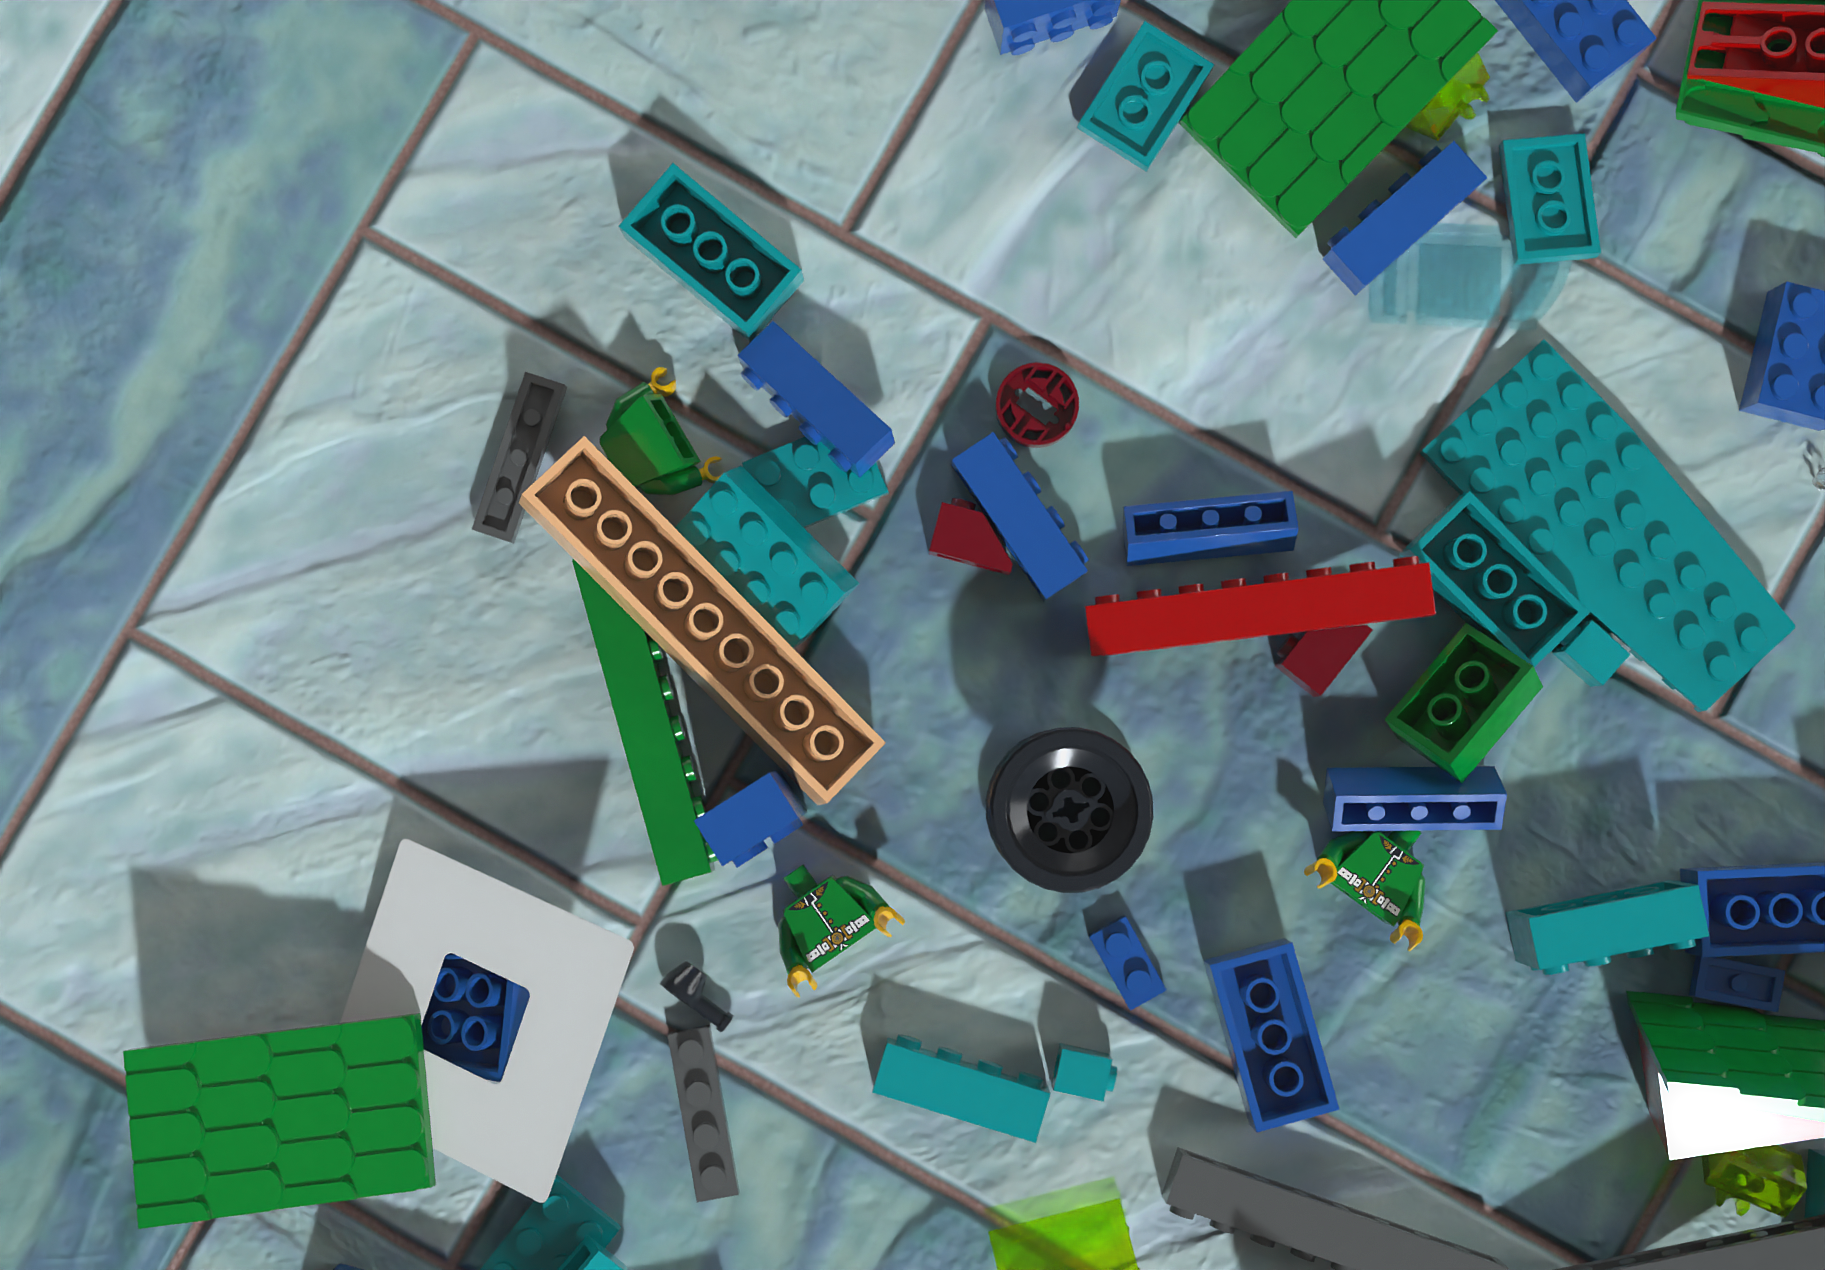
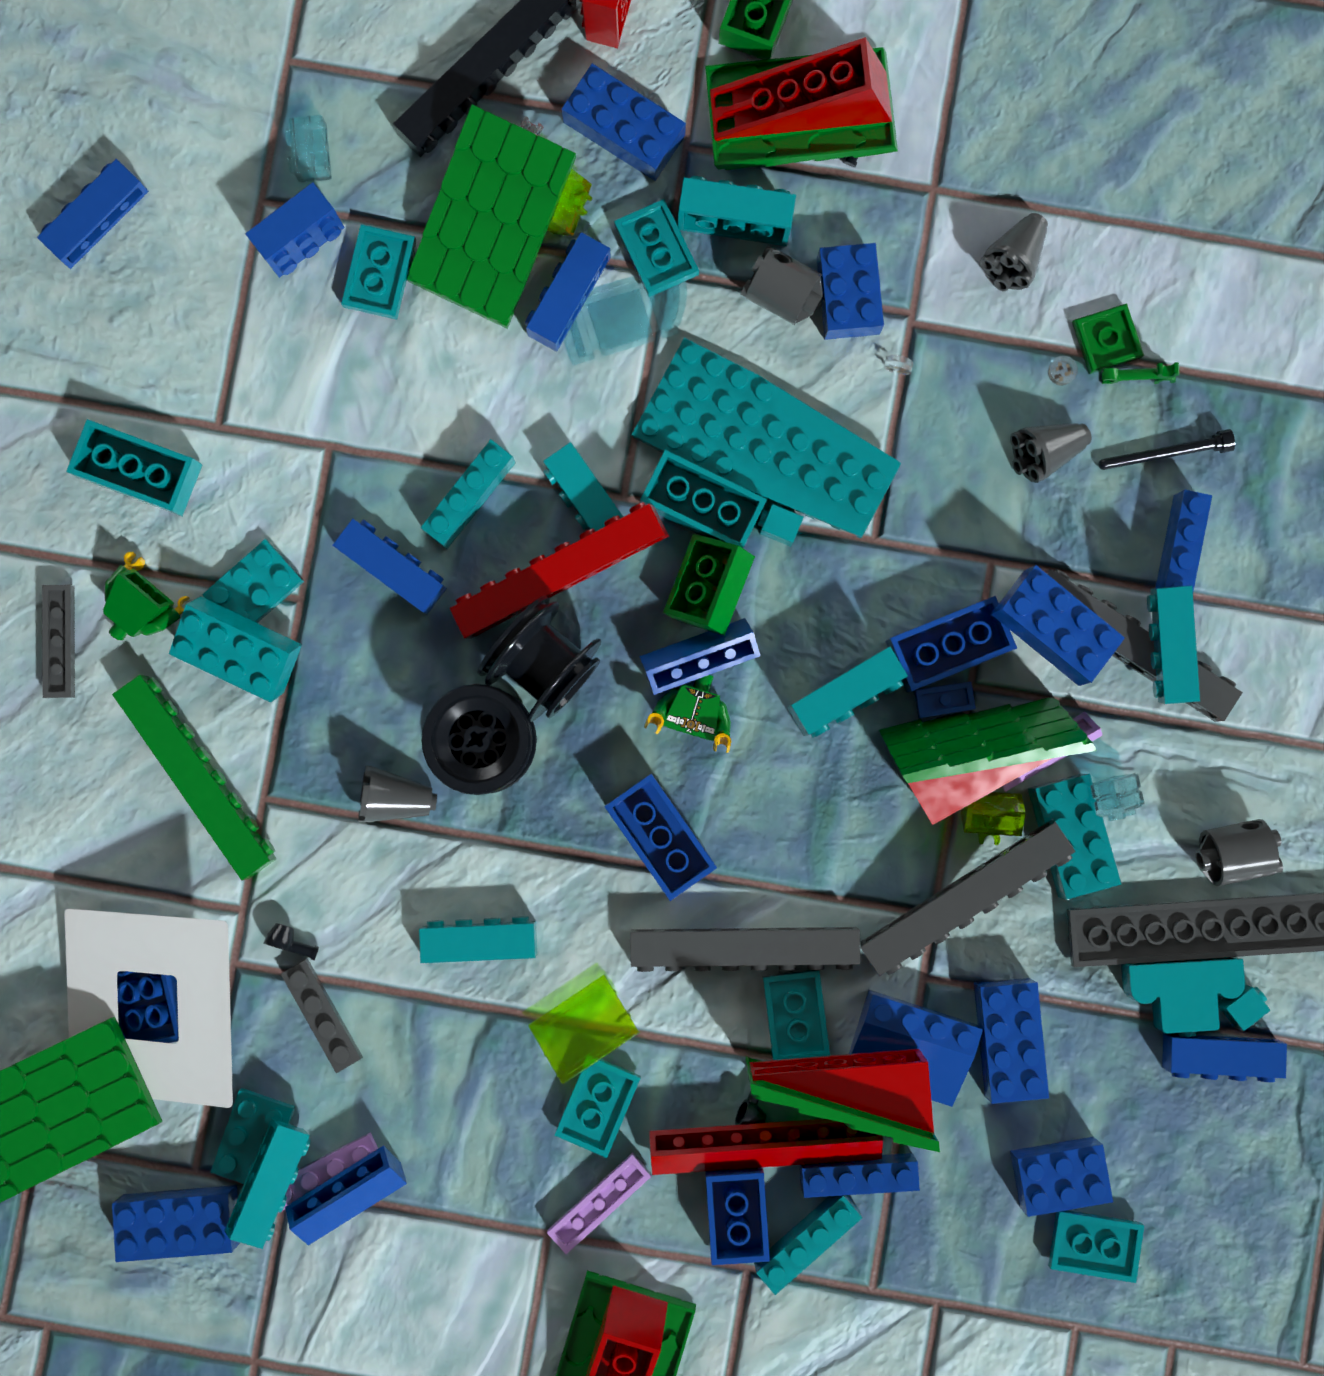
camera: 25 degrees left, 0 degrees up
(701, 621) = (204, 703): light nougat brick -> none
(749, 817) = (278, 816): blue brick -> none
(816, 399) = (232, 537): blue brick -> none
(826, 921) = (355, 866): green torso -> none
(911, 842) = (393, 797): none -> dark grey cone
(968, 538) = (360, 591): dark red slope -> none
(1048, 390) = (364, 477): dark red piece -> none
(1083, 1072) = (552, 903): teal brick -> none
(1127, 962) = (557, 824): blue plate -> none
(1165, 454) = (468, 494): none -> teal brick
(1197, 731) = (540, 659): none -> black wheel
(1209, 528) = (511, 531): blue brick -> none
(1319, 655) = (610, 586): dark red slope -> none
(1326, 503) = (580, 488): none -> teal brick
(1685, 188) = (736, 211): none -> teal brick
(1716, 318) = (784, 286): none -> dark grey cylinder

